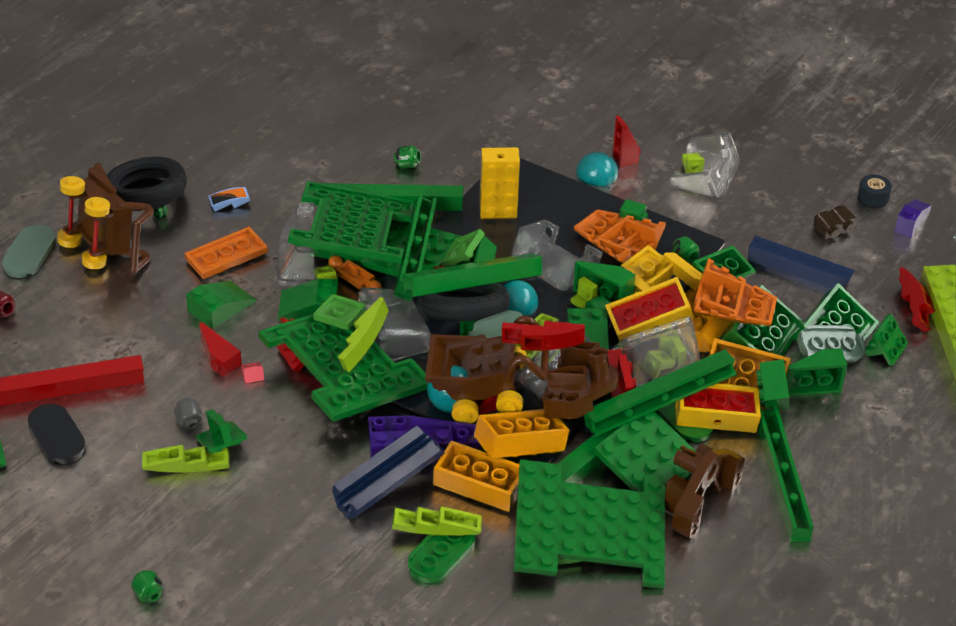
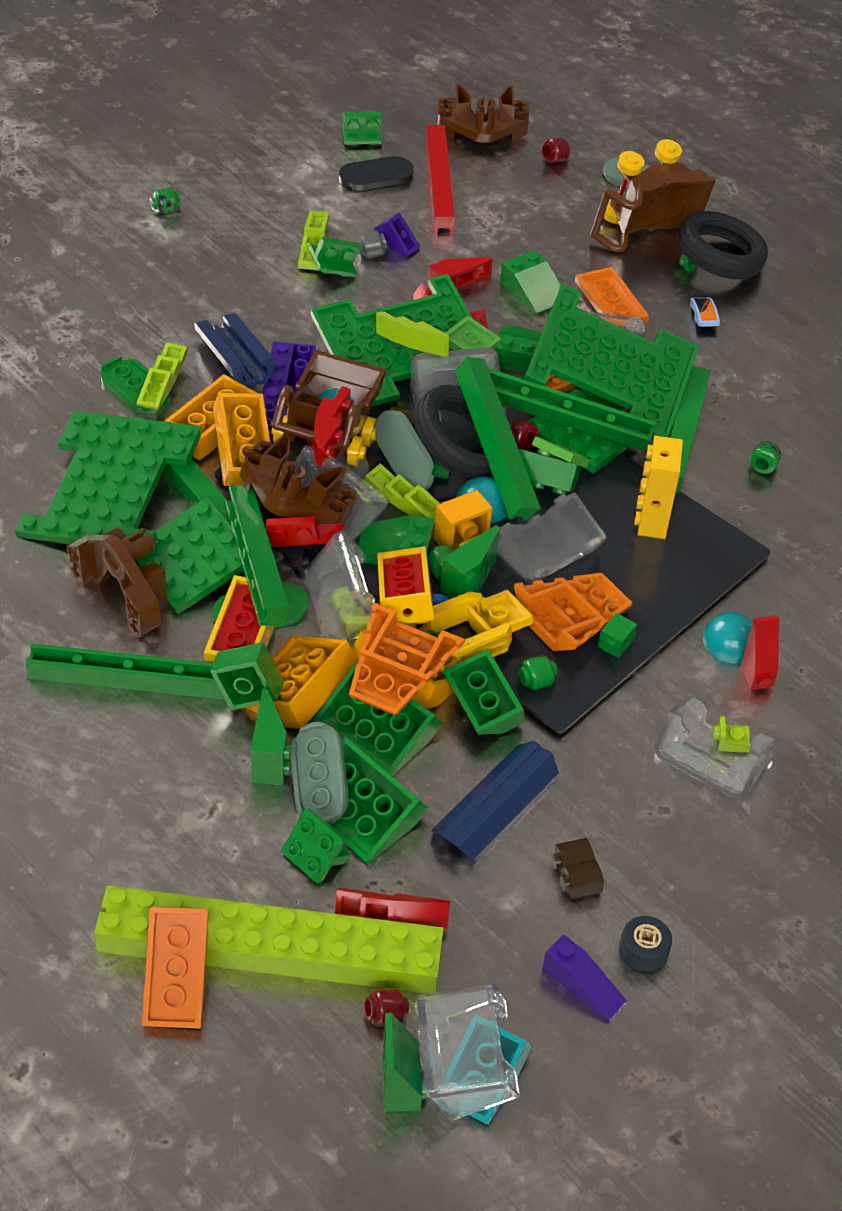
camera: 100 degrees right, 5 degrees up
(165, 399) = (398, 235): none -> dark purple slope
(560, 293) = (462, 519): none -> light orange brick

